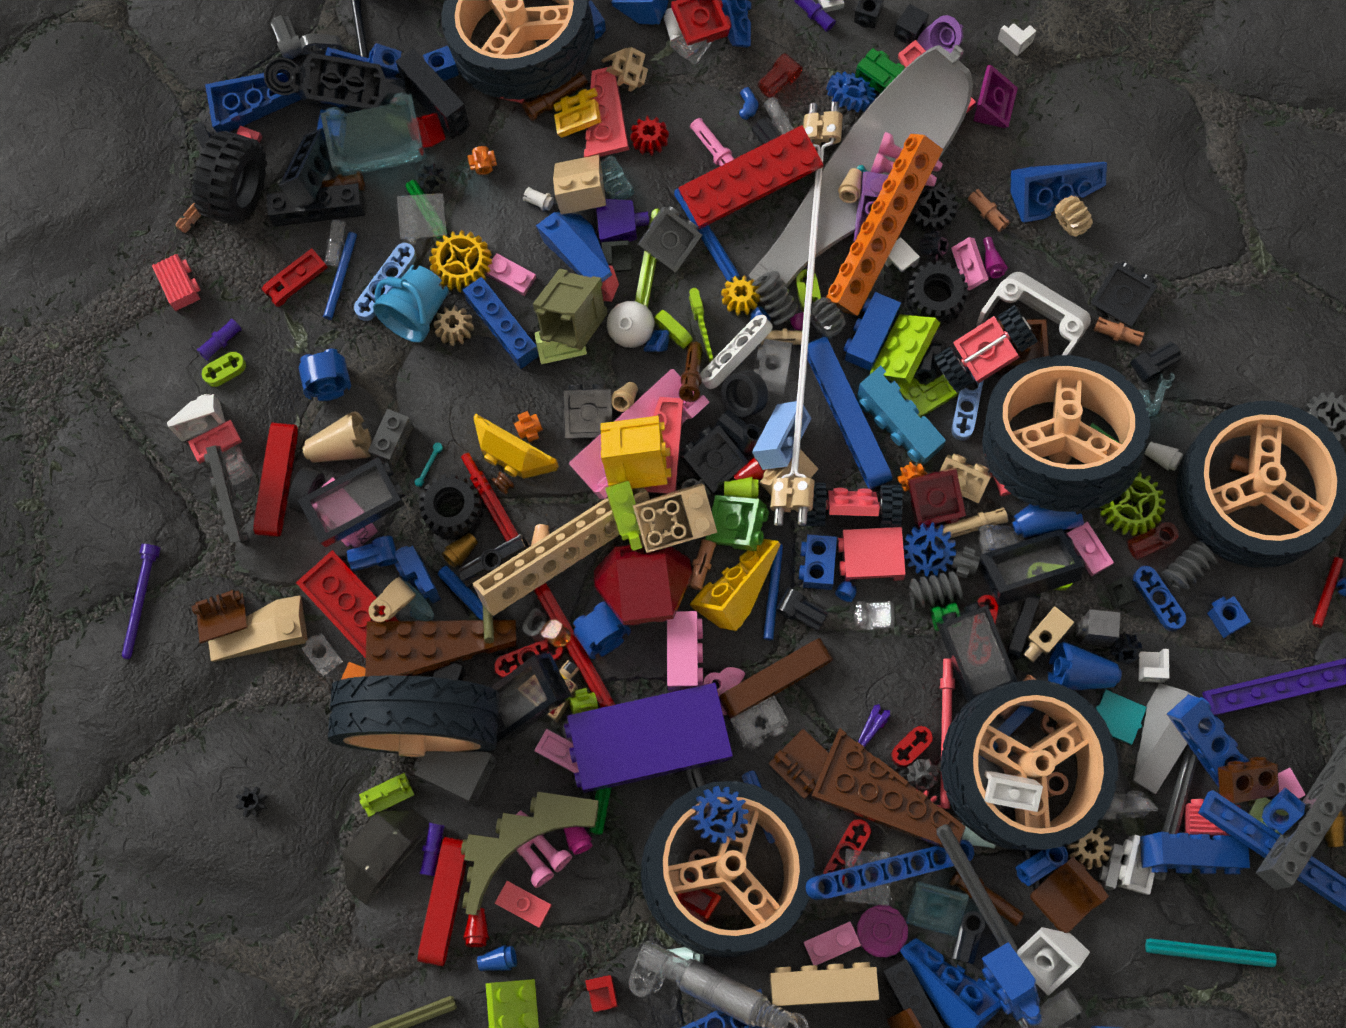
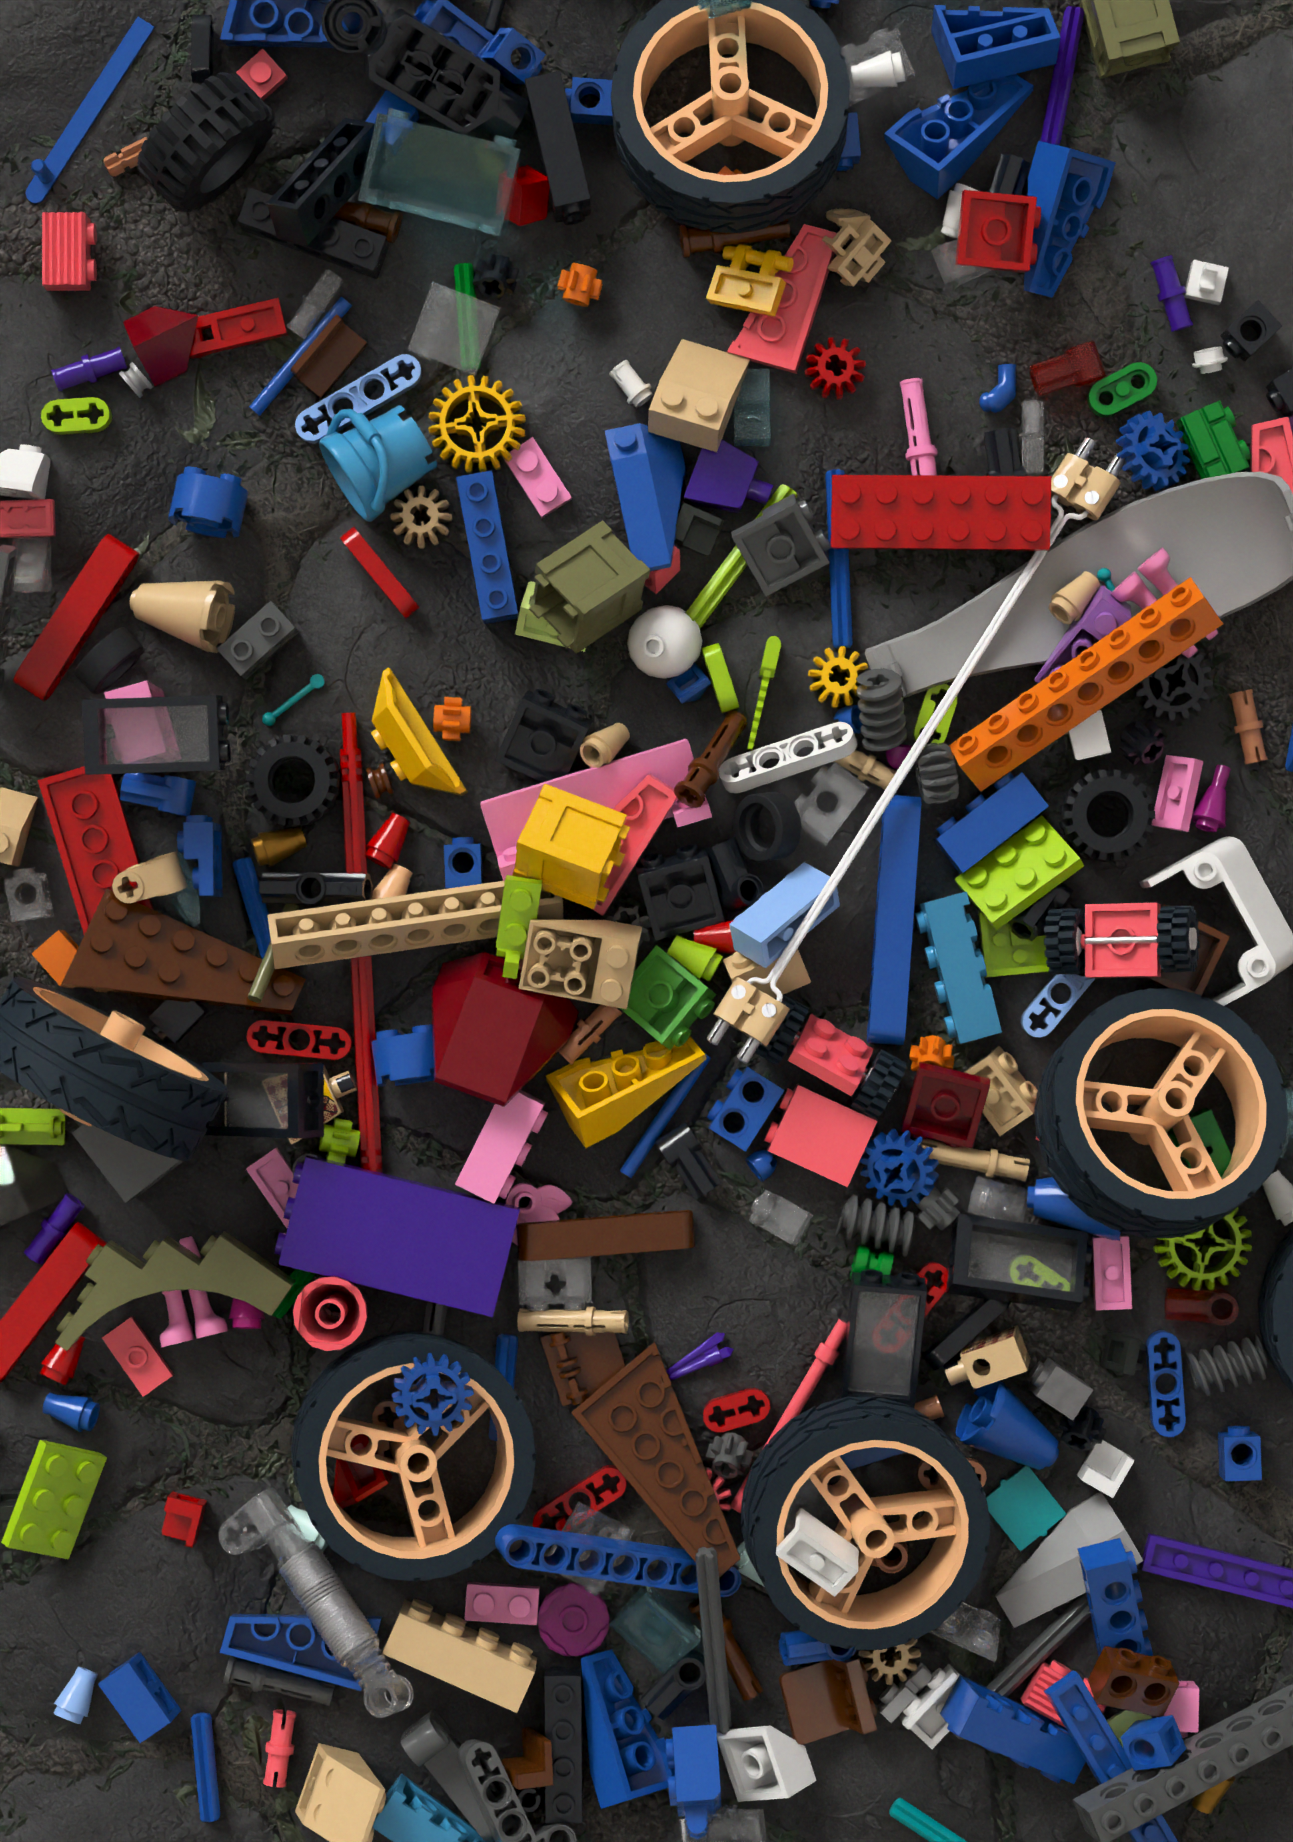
camera: 20 degrees right, 15 degrees up
(147, 243) = (49, 170): none -> blue piece
(249, 331) = (136, 380): none -> light grey bush
(256, 304) = (162, 341): none -> dark red slope
(356, 267) = (328, 357): none -> reddish brown panel
(444, 367) = (379, 572): none -> red beam
(525, 515) = (388, 841): none -> red cone
(552, 631) = (341, 1024): leg -> none
(574, 494) = (475, 875): none -> blue brick
(630, 790) = (322, 1324): none -> coral cone
(783, 740) = (588, 1321): none -> tan pin
(814, 73) = (1120, 389): none -> green plate
(855, 34) = (1209, 359): none -> white plate

